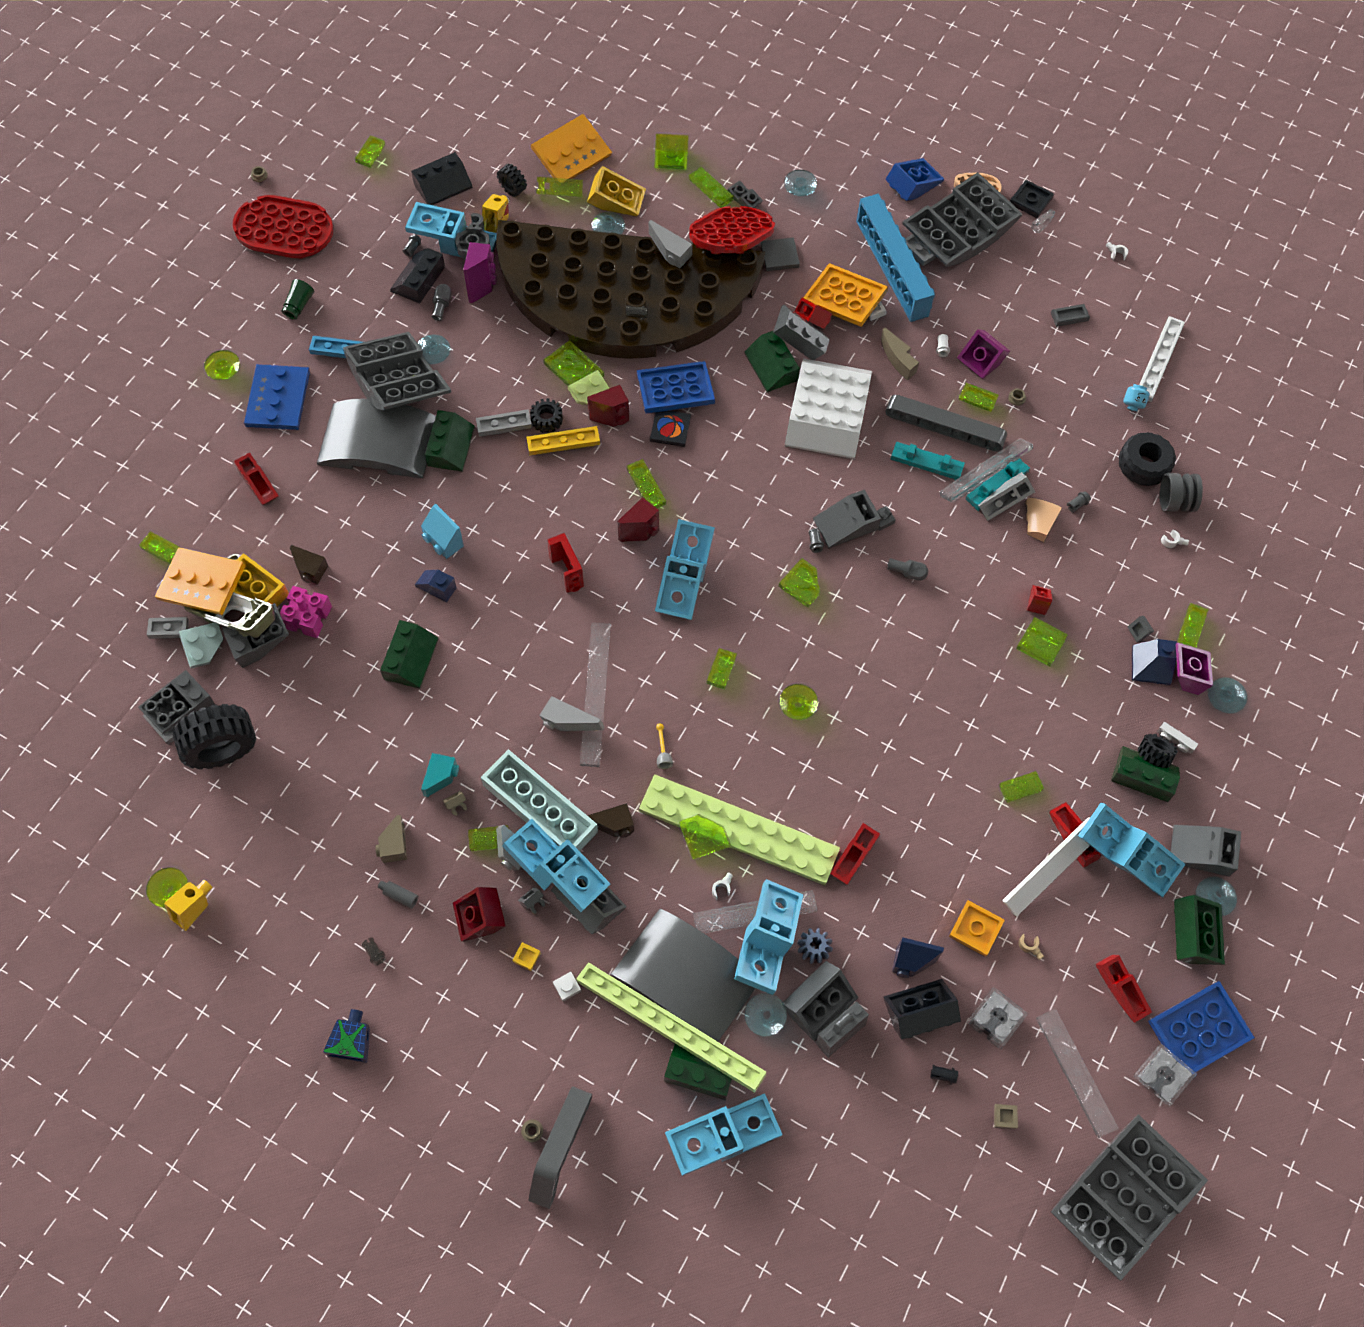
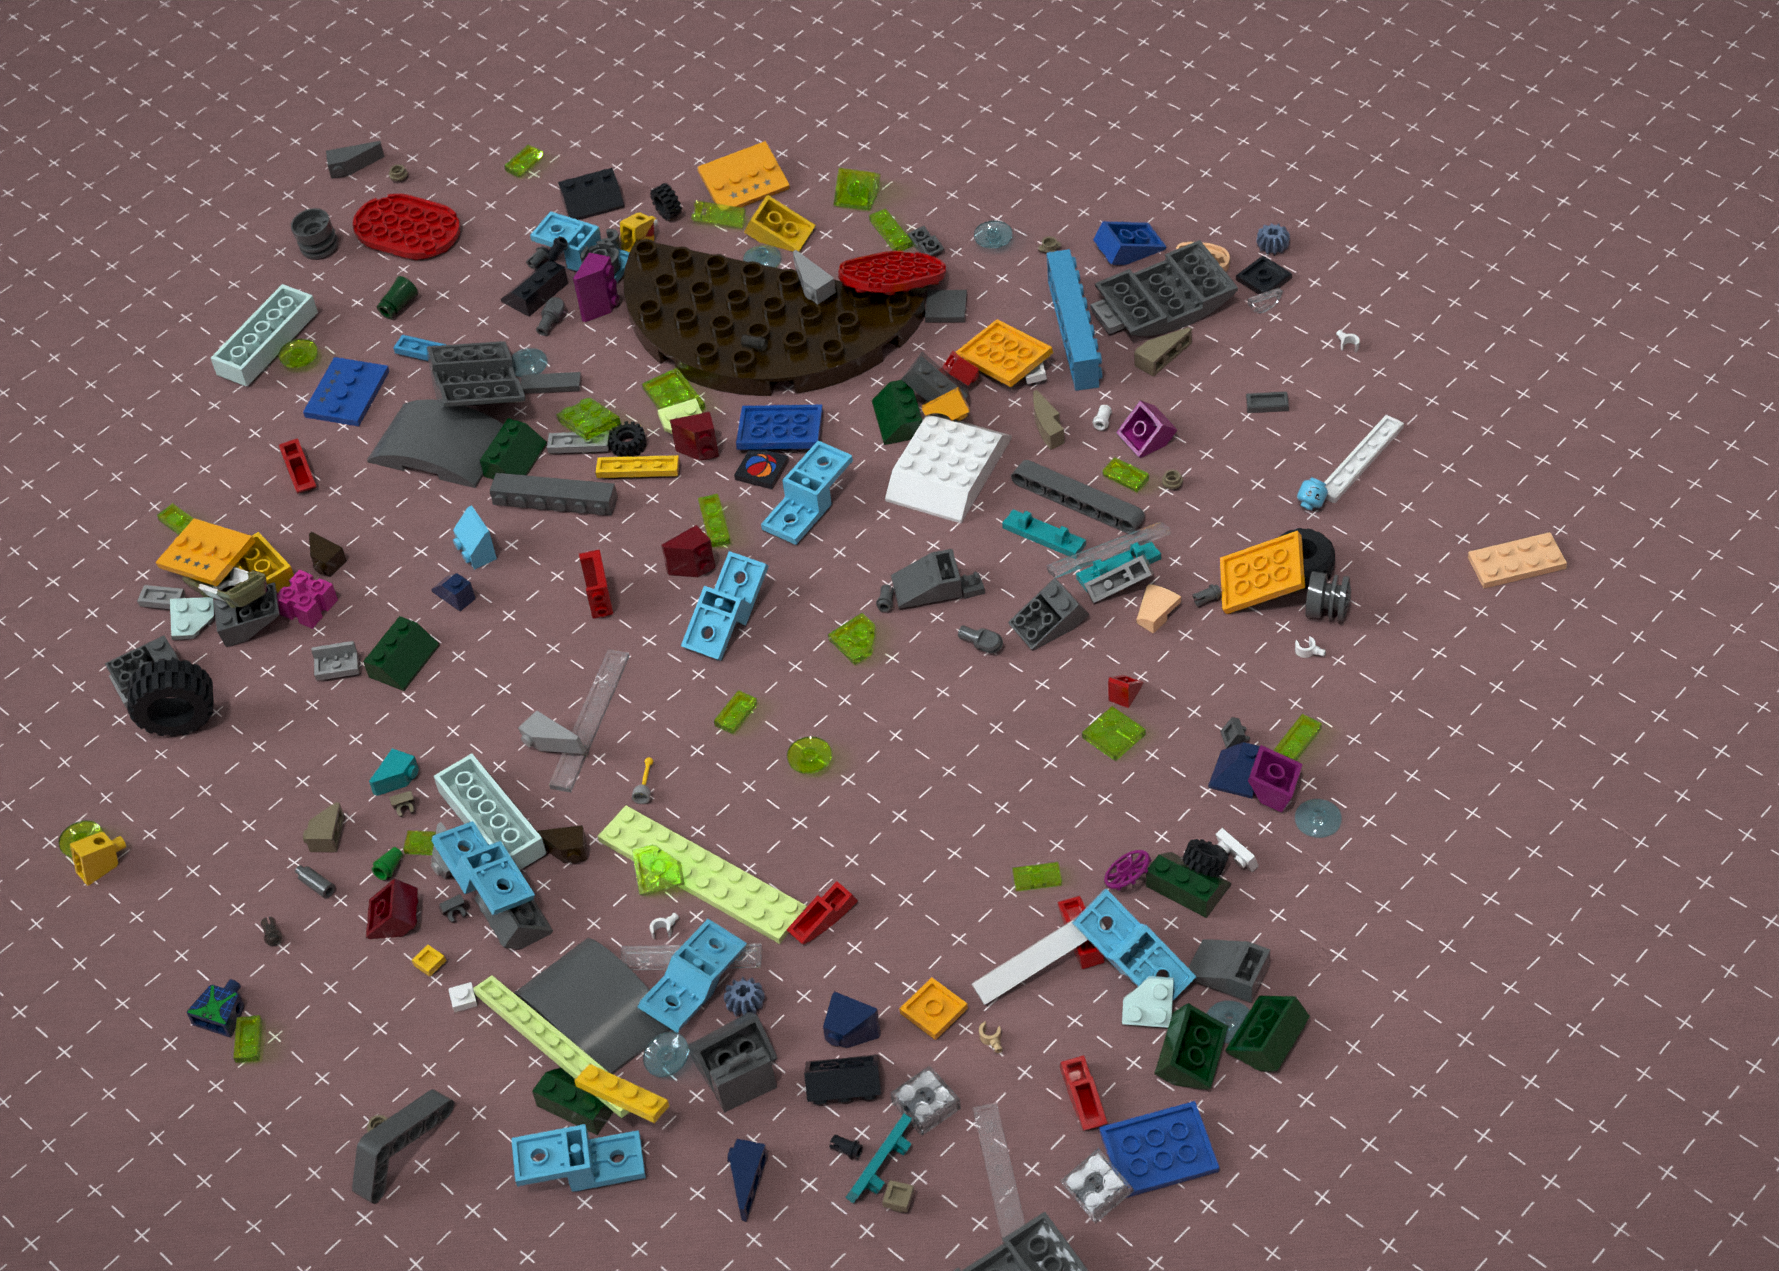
camera: 20 degrees right, 15 degrees down
(185, 351) = (264, 335): none -> light aqua brick
(202, 243) = (314, 233): none -> dark grey wheel
(213, 164) = (351, 159): none -> dark grey slope
(351, 670) = (335, 660): none -> light grey bracket
(385, 1064) = (247, 1039): none -> clear neon green plate
(435, 235) = (559, 245): none -> black pin
(459, 866) = (387, 863): none -> green cone
(461, 366) = (551, 382): none -> dark grey tile
(497, 477) = (553, 494): none -> dark grey brick
(507, 400) = (588, 418): none -> clear neon green plate
(721, 449) = (806, 492): none -> medium azure bracket
(751, 1071) = (622, 1093): none -> yellow plate
(819, 351) = (950, 404): none -> light orange arch
(849, 188) = (1049, 244): none -> dark tan plate
(868, 1115) = (747, 1165): none -> dark blue slope
(956, 539) = (1048, 615): none -> dark grey slope
(971, 278) = (1160, 351): none -> dark tan slope
(980, 1067) = (868, 1178): none -> teal hinge
(1030, 163) = (1273, 239): none -> sand blue gear
(1098, 771) = (1127, 869): none -> magenta wheel
(1124, 478) = (1262, 572): none -> light orange plate
(1155, 895) = (1149, 1003): none -> light aqua plate
(1255, 904) = (1268, 1032): none -> dark green slope
(1309, 436) = (1517, 560): none -> light nougat plate

